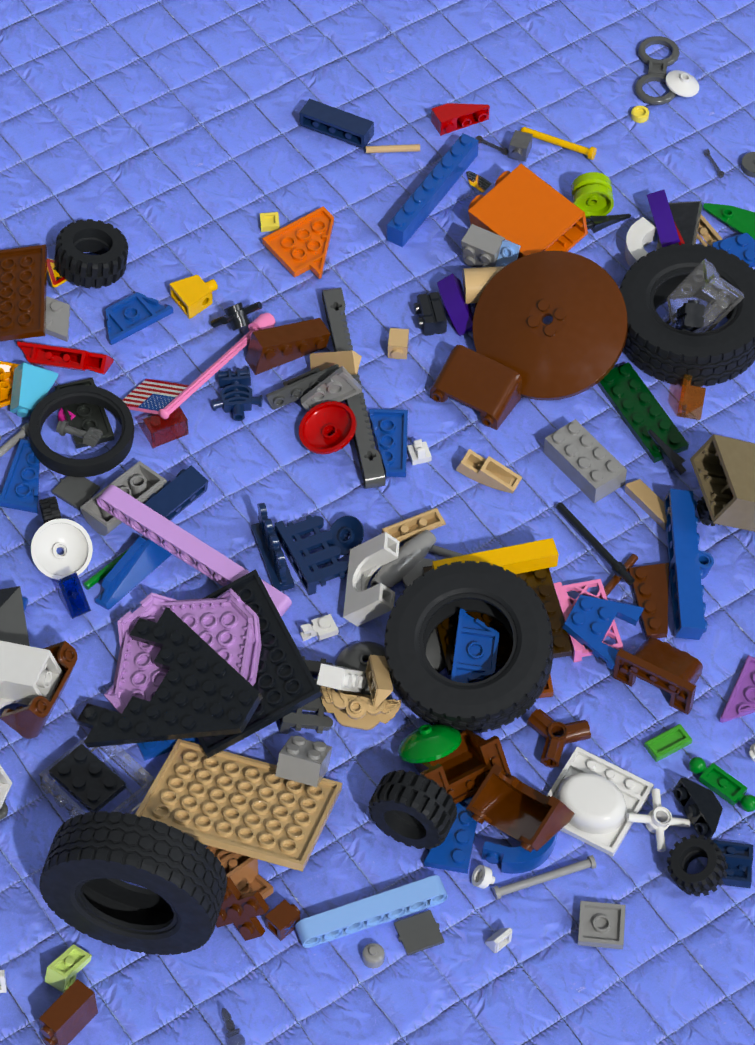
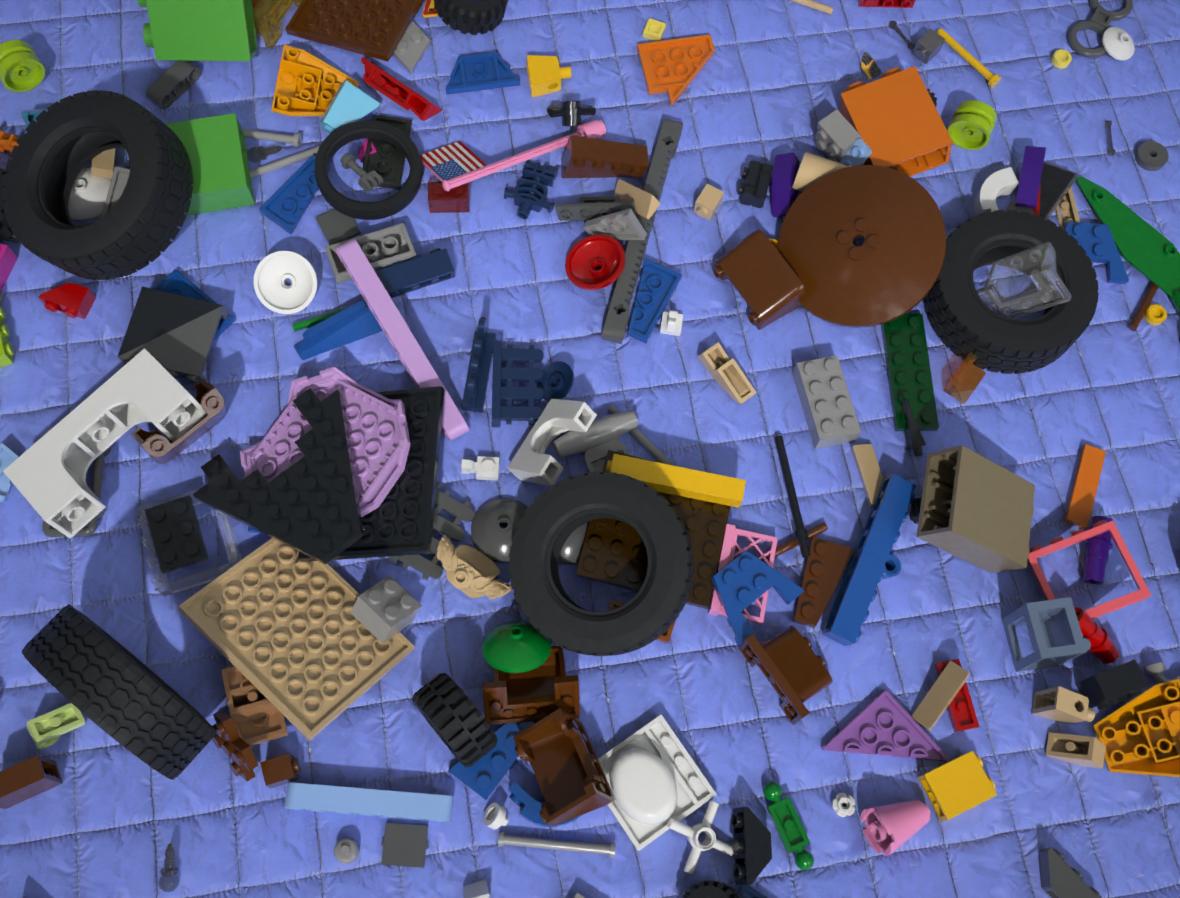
camera: 20 degrees right, 15 degrees up
(49, 509) = (296, 239): black tyre -> none
(72, 595) = (273, 333): clear blue slope -> none
(341, 678) = (462, 539): white brick -> none
(378, 679) = (497, 559): tan slope -> none
(415, 525) = (624, 400): tan slope -> none
(432, 190) = (821, 58): blue brick -> none
(474, 650) = (607, 567): blue wing -> none
(554, 745) = (638, 702): reddish brown piece -> none
(600, 222) = (966, 155): black piece -> none
(668, 742) = (756, 749): bright green tile -> none
(690, 316) = (1004, 297): black brick -> none

